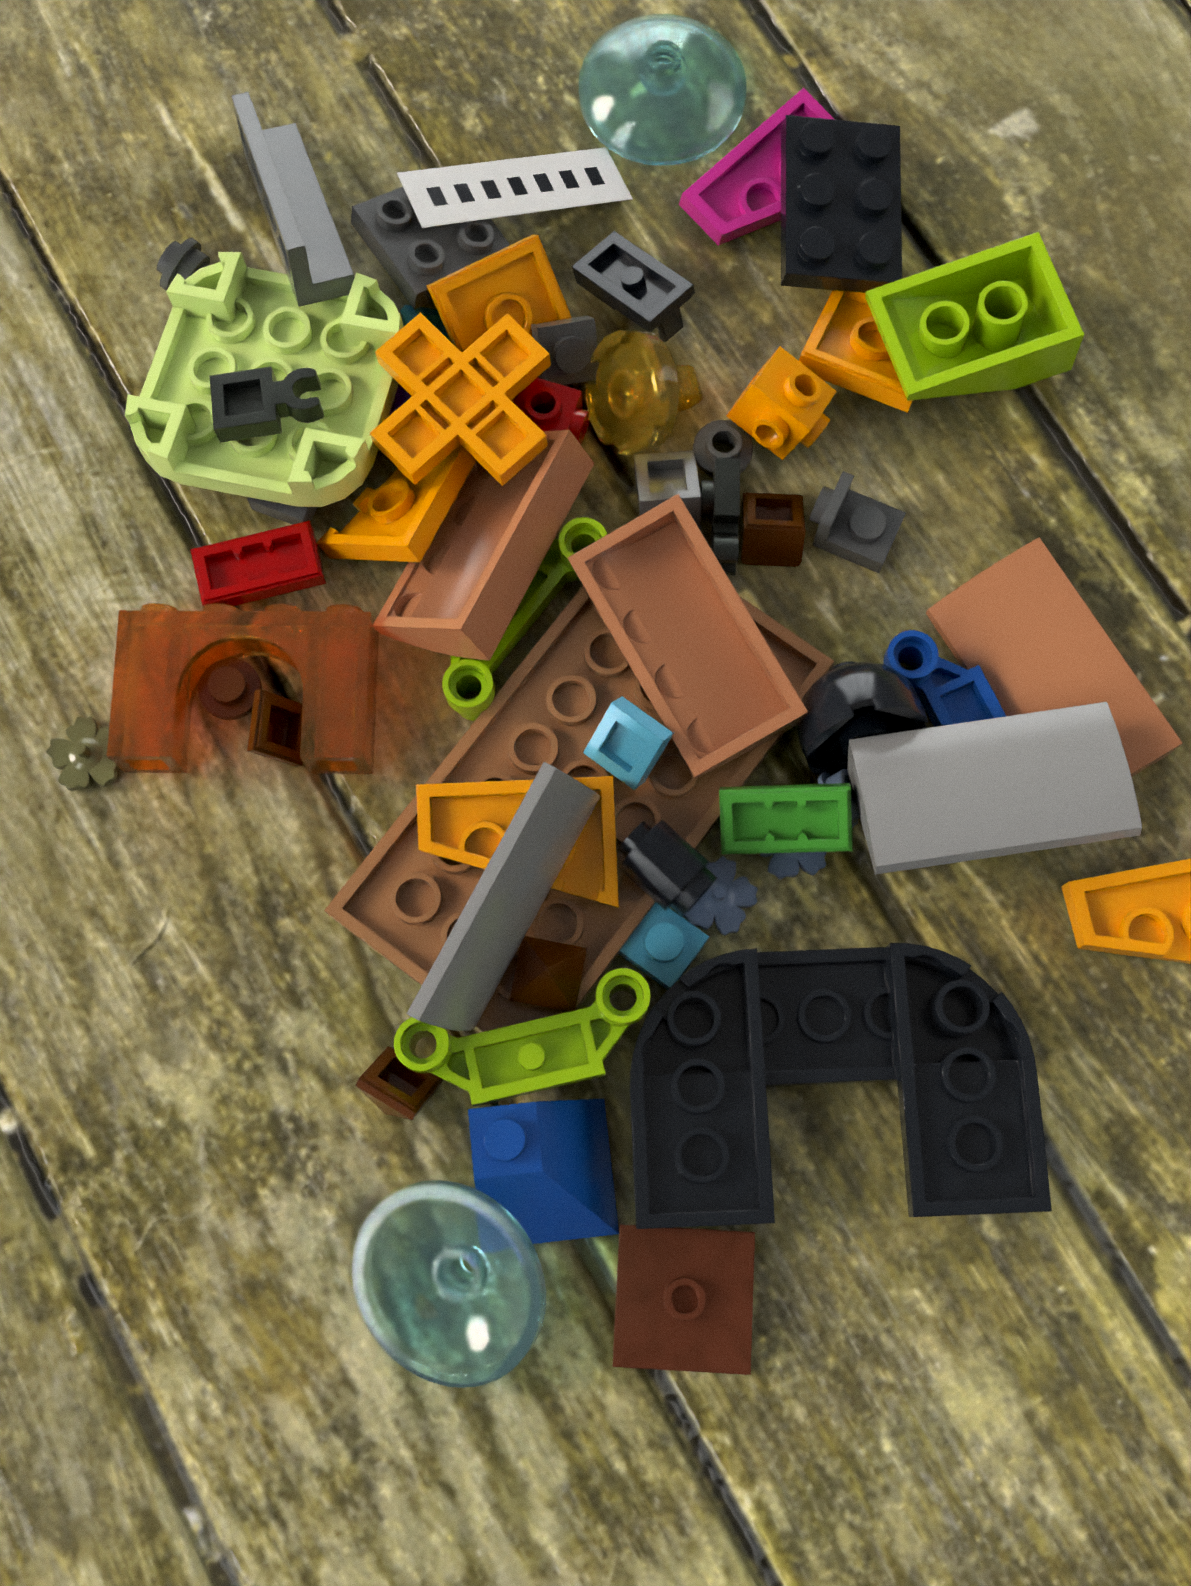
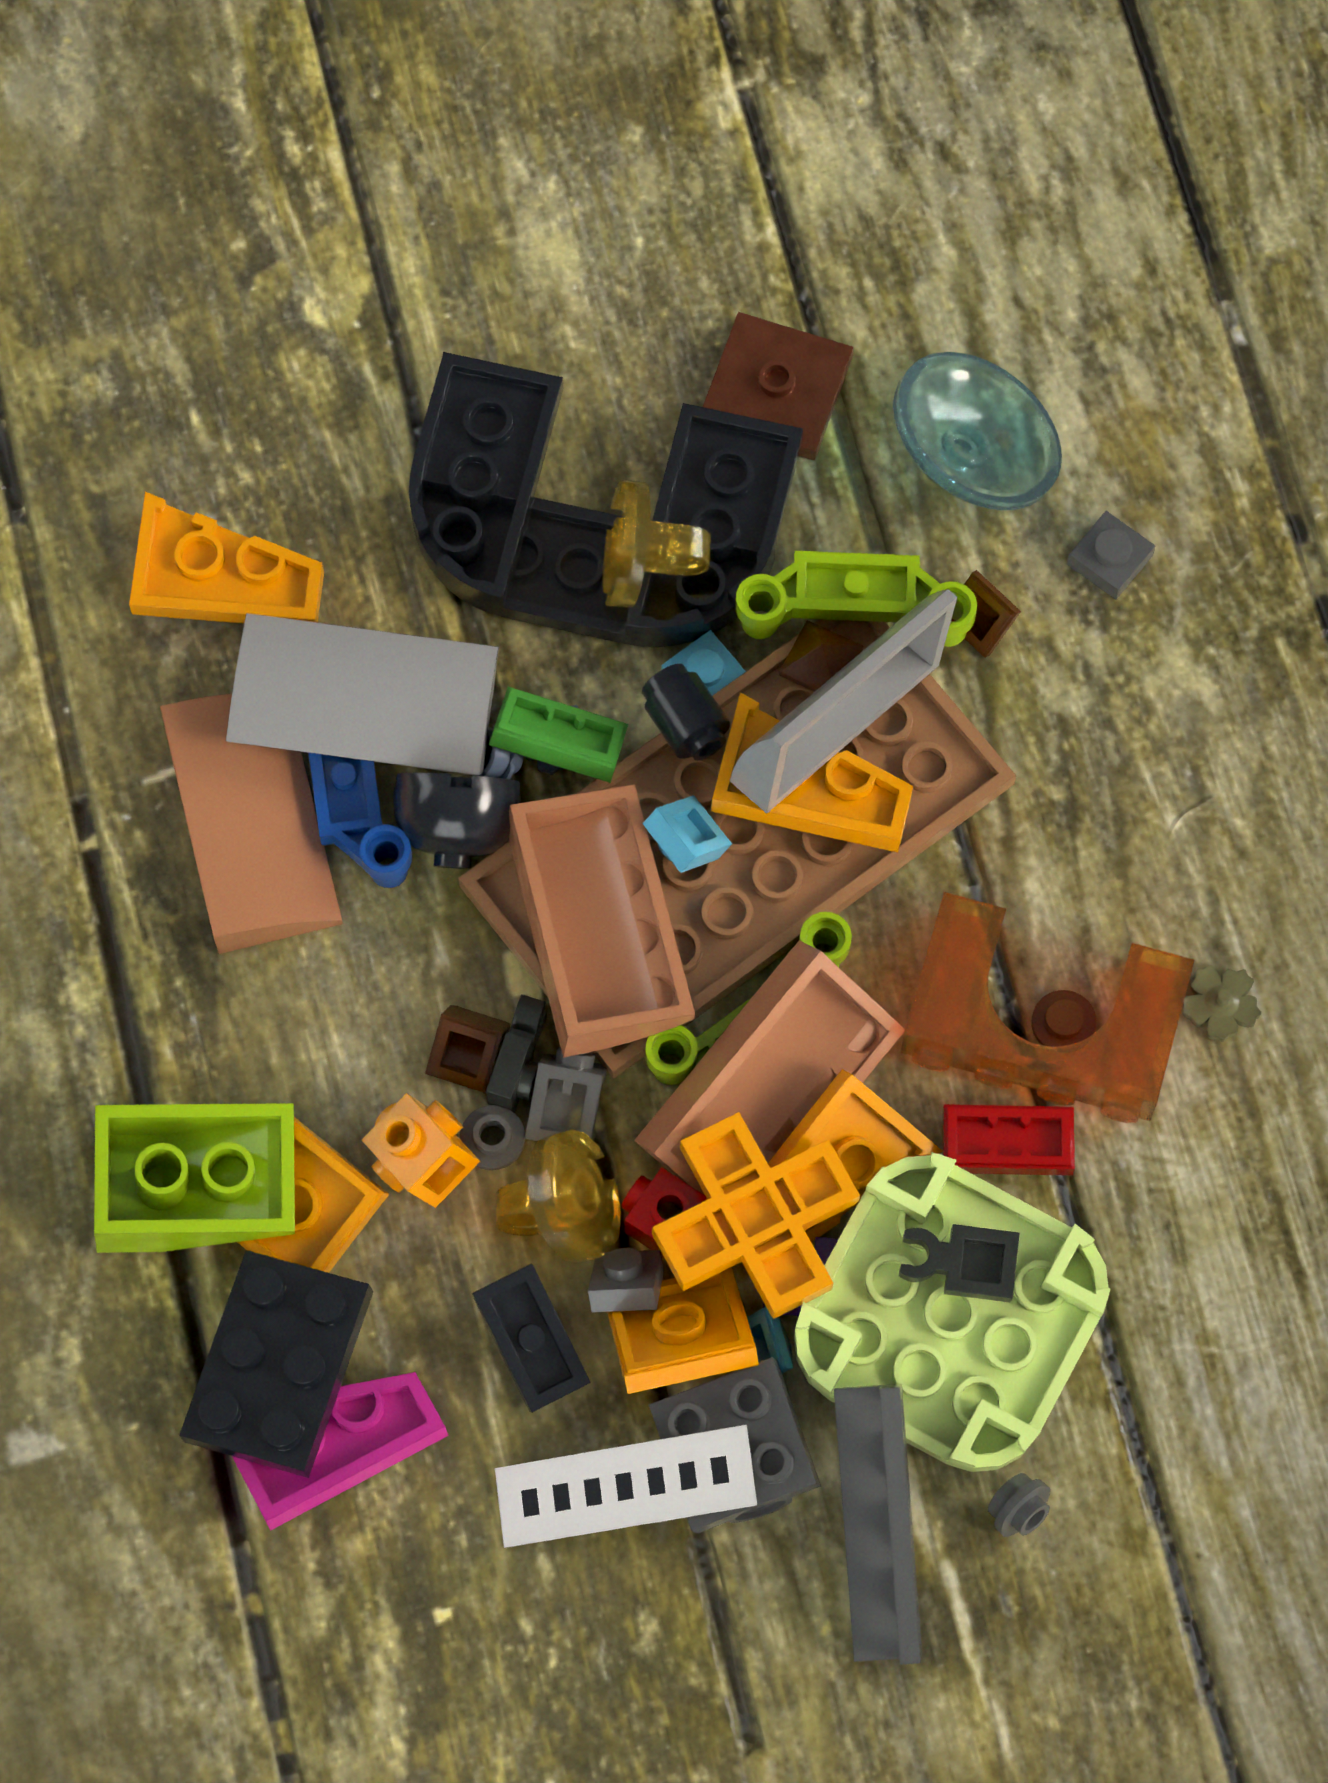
camera: 165 degrees left, 5 degrees down
(276, 728) = (1025, 965): reddish brown slope -> none
(280, 1197) = (1111, 555): none -> dark grey plate
(547, 1166) = (868, 506): blue slope -> none
(657, 109) = (425, 1649): clear light blue dish -> none
(723, 899) = (629, 706): sand blue plant -> none
(769, 1019) = (647, 546): none -> clear yellow tile
(855, 525) = (383, 1021): dark grey bracket -> none

